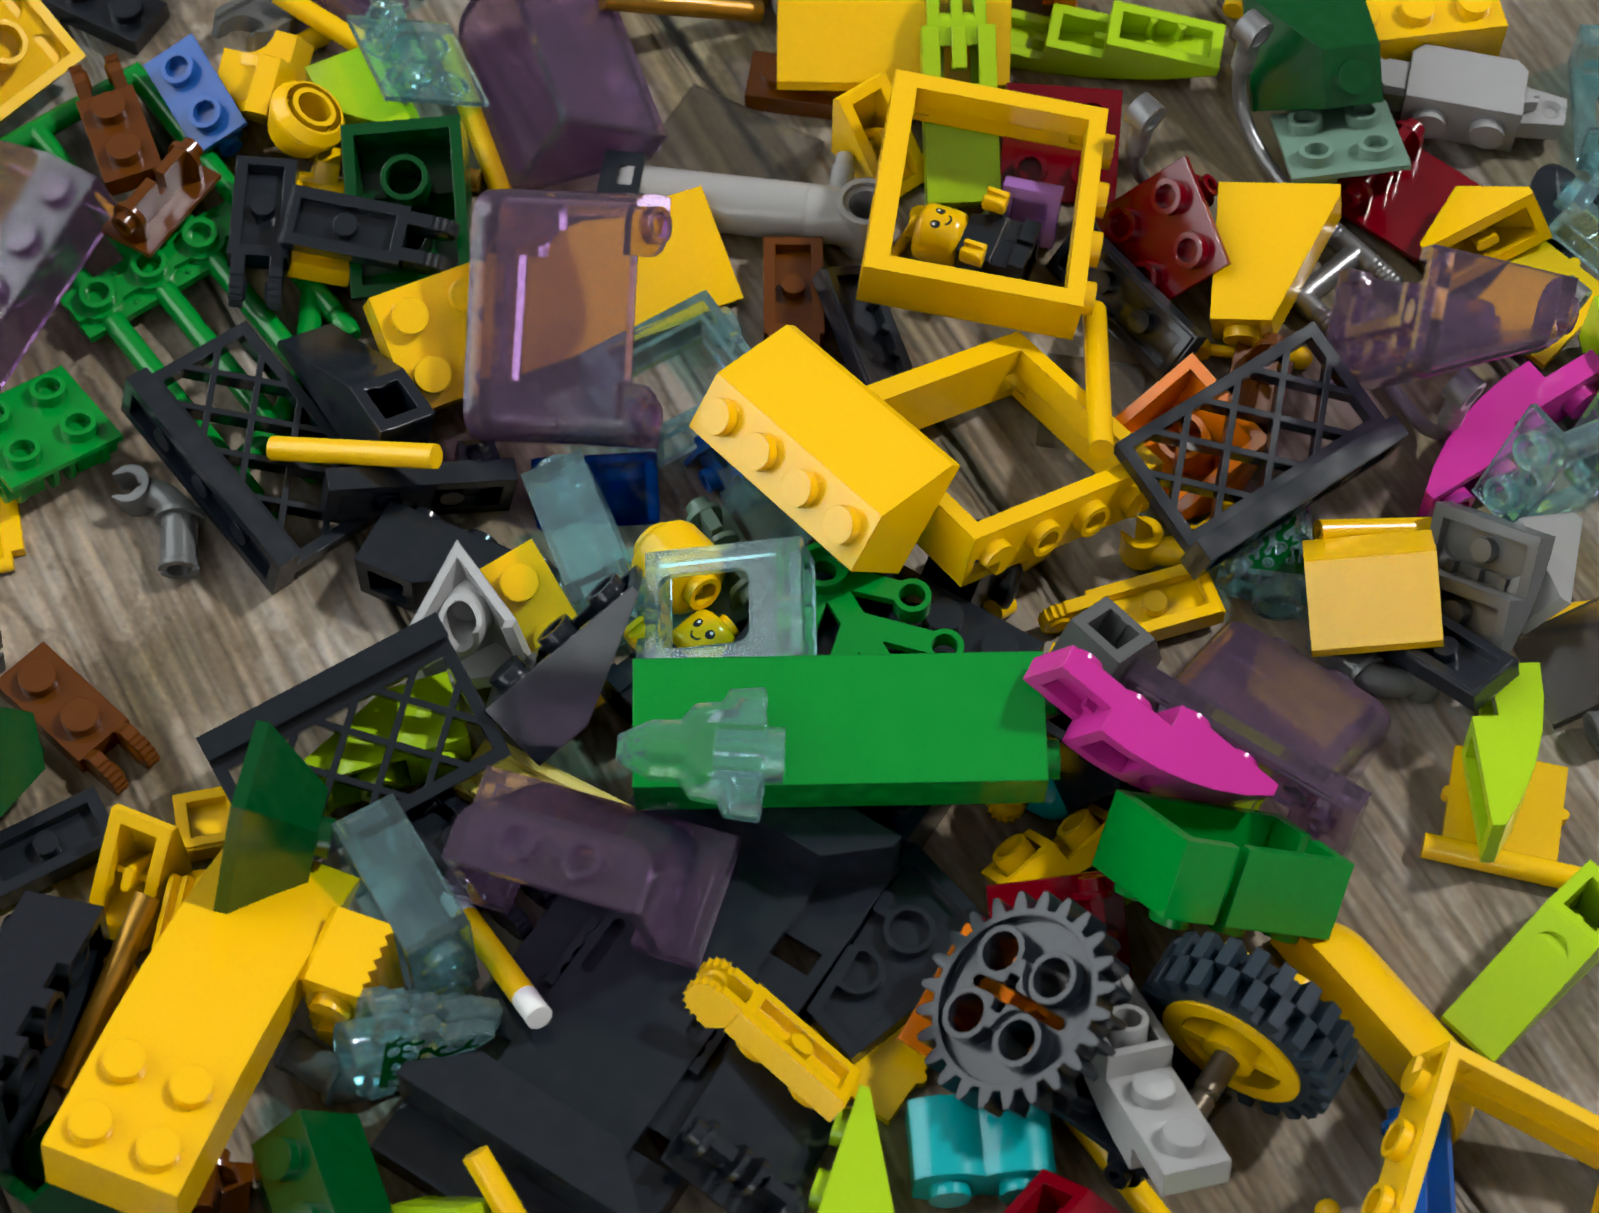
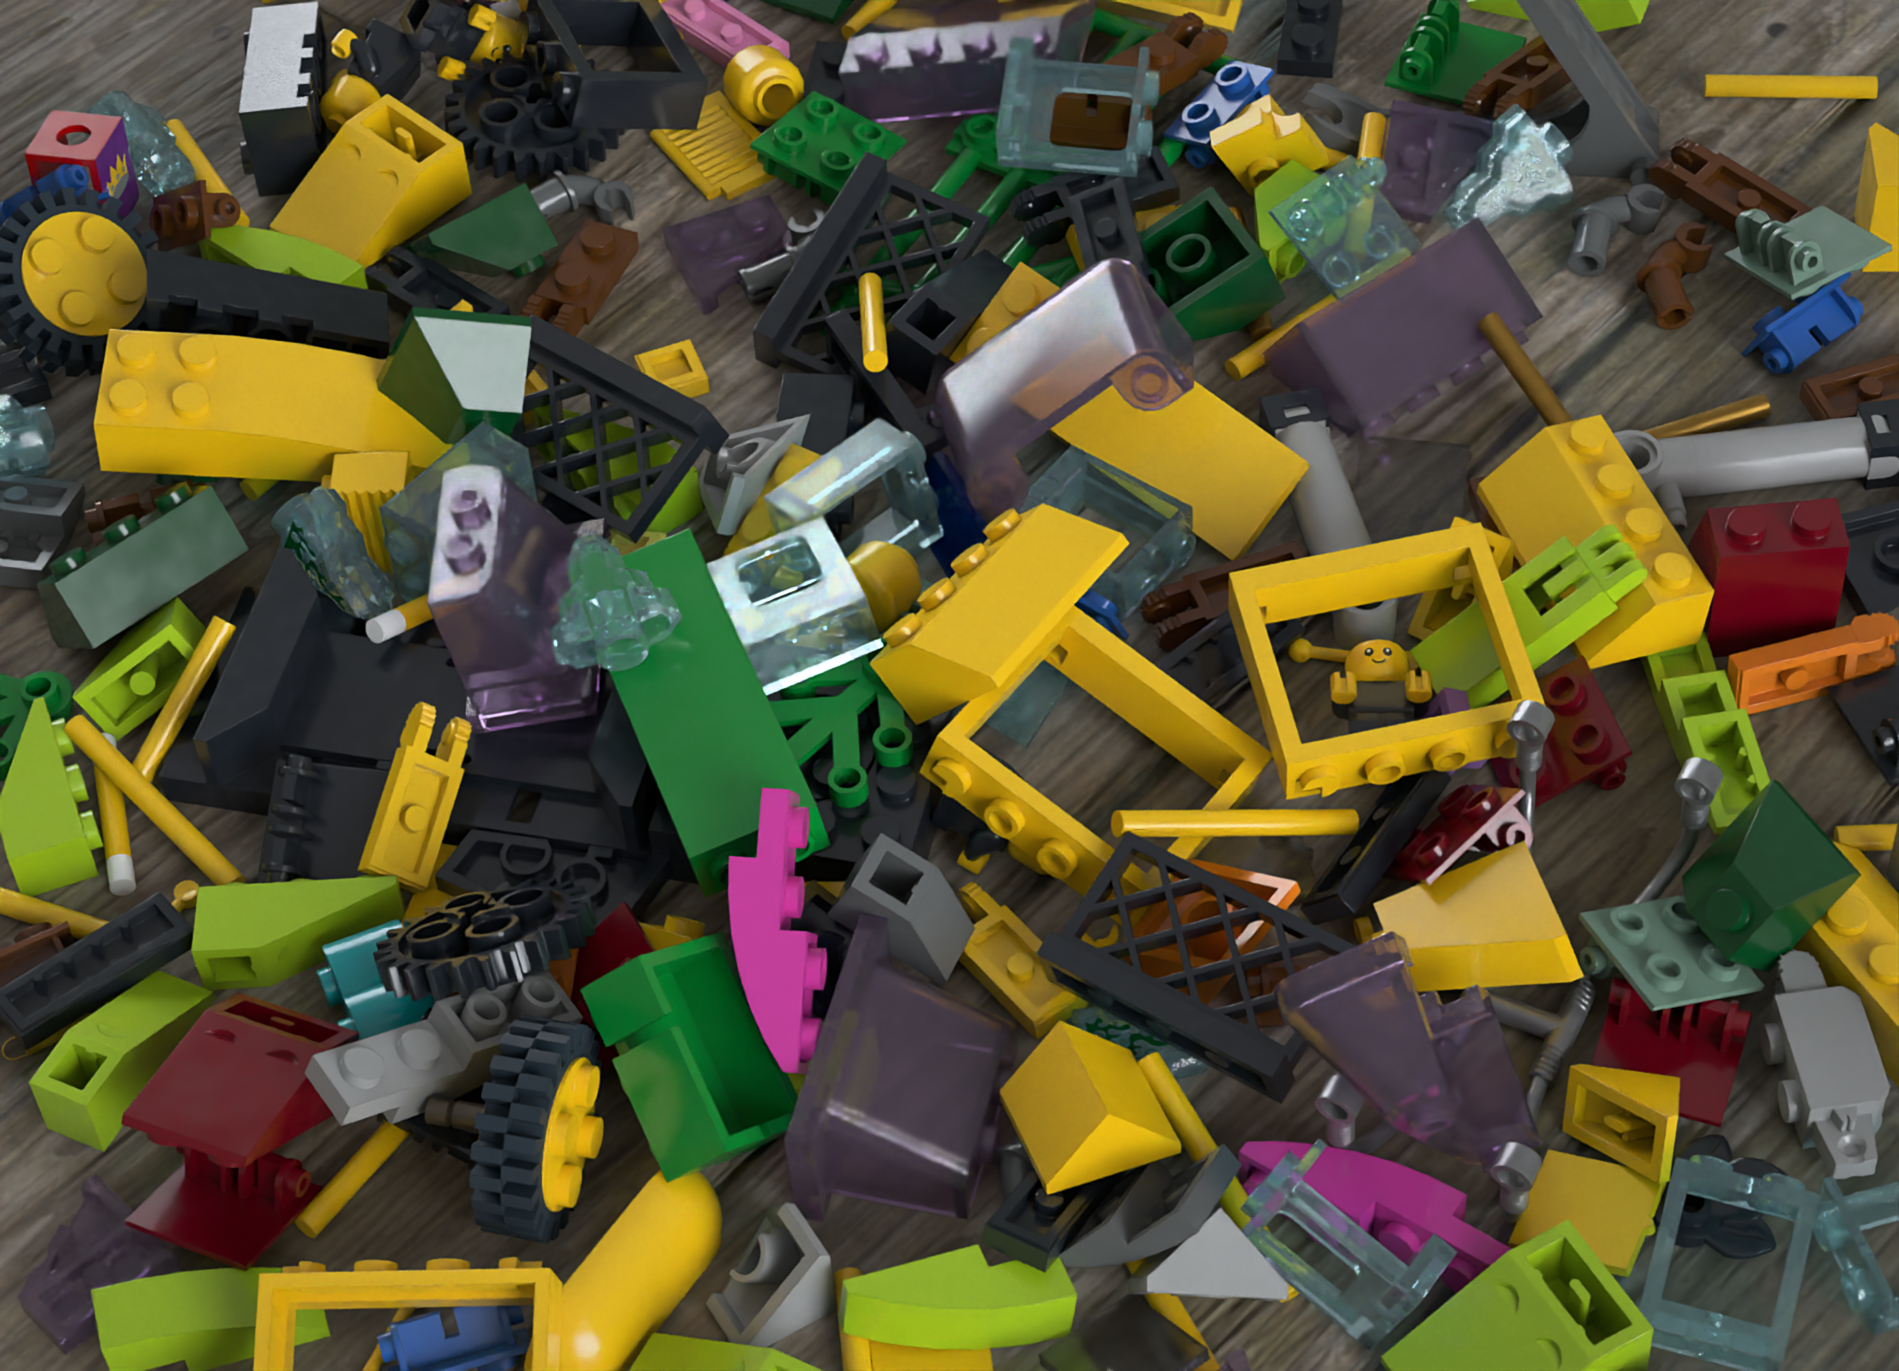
camera: 75 degrees right, 10 degrees down
(106, 573) = (724, 241): none -> clear purple wing
(158, 239) = (1029, 104): none -> clear light blue window
(255, 670) = (676, 368): none -> yellow tile
(304, 119) = (1230, 168): yellow cone -> none
(557, 686) = (718, 518): black slope -> none
(1418, 898) = (777, 1283): none -> light grey slope

